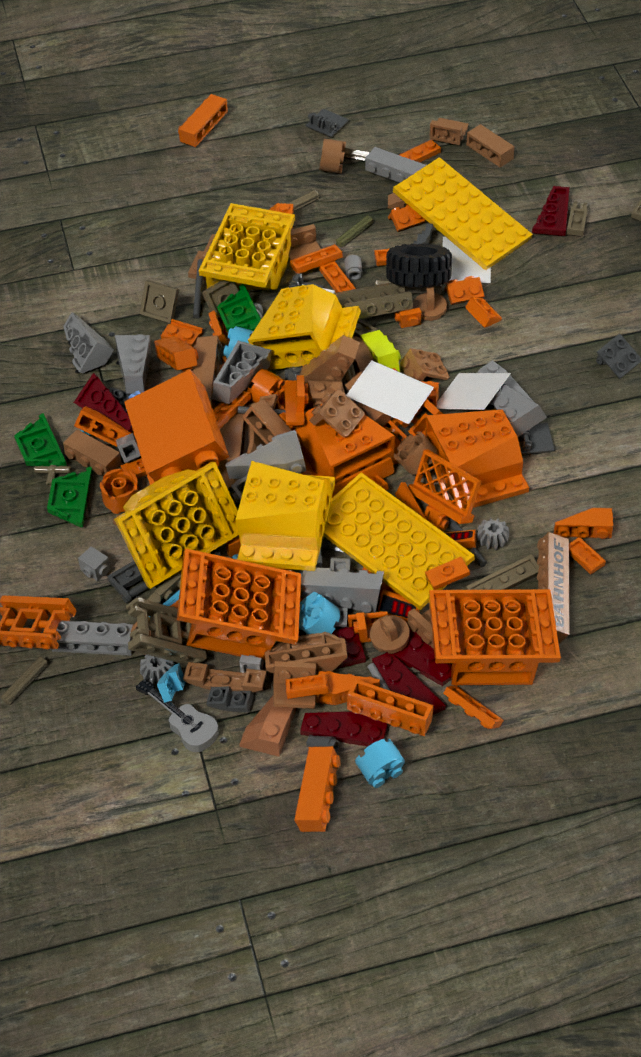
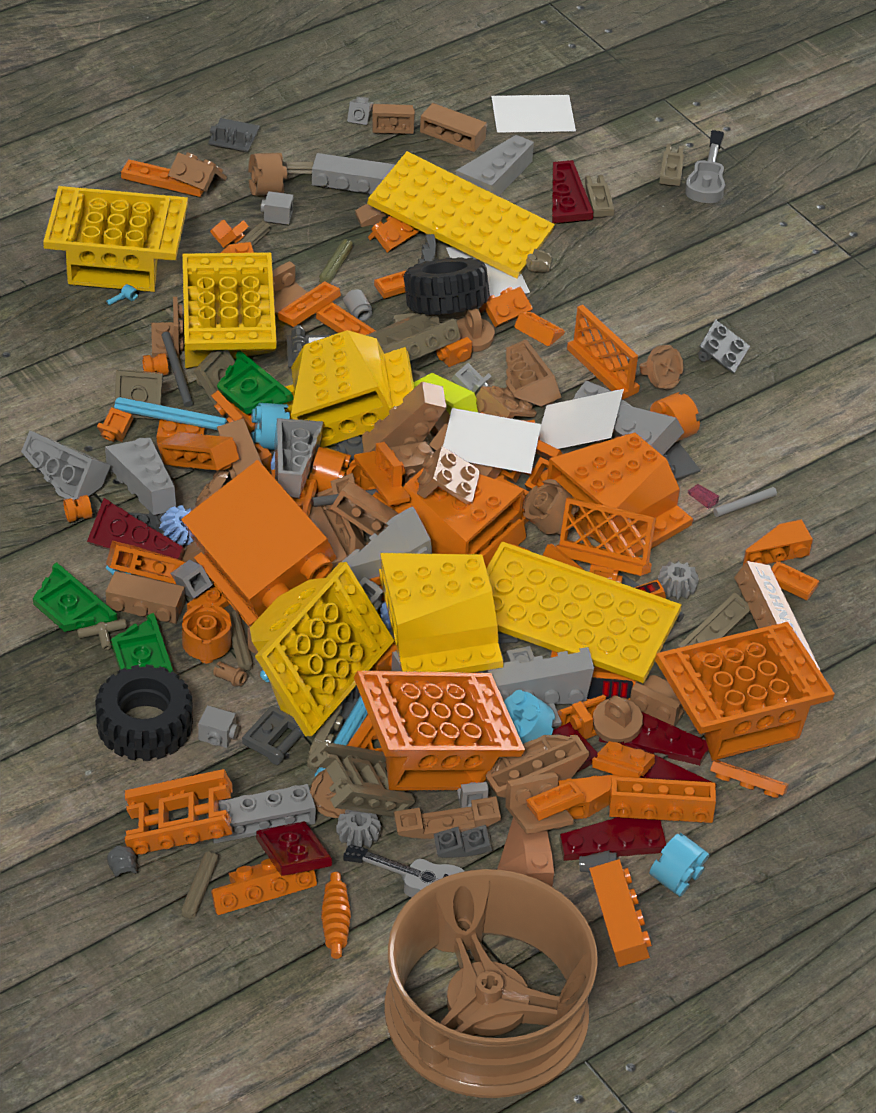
camera: 25 degrees left, 5 degrees down
(49, 558) = (149, 736): none -> black tyre
(67, 692) = (258, 884): none -> orange bracket
(78, 376) = (77, 508): none -> orange wheel
(99, 671) = (293, 848): none -> dark red tile
(107, 731) = (335, 915): none -> orange piece
(135, 321) = (115, 425): none -> orange bracket
(171, 682) = (389, 838): medium azure slope -> none
(173, 320) = (169, 413): none -> medium azure axle
(184, 825) = (487, 994): none -> medium nougat wheel
(186, 282) = (156, 364): none -> orange wheel
(194, 180) = (114, 235): none -> yellow wedge
(194, 224) = (127, 291): none -> medium azure hand
(203, 120) = (75, 156): orange brick -> none
(260, 145) = (155, 176): none -> orange plate
(281, 144) = (194, 171): none -> medium nougat bracket
(284, 195) = (225, 234): none -> orange bracket
(329, 182) = (277, 207): none -> light grey brick
(376, 668) = (623, 760): none -> orange plate
(408, 339) = (470, 378): none -> light grey bracket
(422, 151) = (373, 148): orange plate -> none
(425, 119) = (359, 110): none -> light grey bracket
(447, 573) = (661, 632): orange plate -> none
(454, 348) = (529, 375): none -> medium nougat wedge
(506, 260) = (538, 261): none -> dark tan arm
(509, 182) = (499, 166): none -> light grey wedge
(517, 344) = (597, 359): none -> orange fence
(548, 471) = (704, 496): none -> clear pink piece
(551, 402) = (682, 408): none -> orange brick
(559, 146) = (533, 113): none -> white sticker
(561, 362) = (663, 367): none -> medium nougat tile
(578, 483) = (744, 502): none -> light grey bar

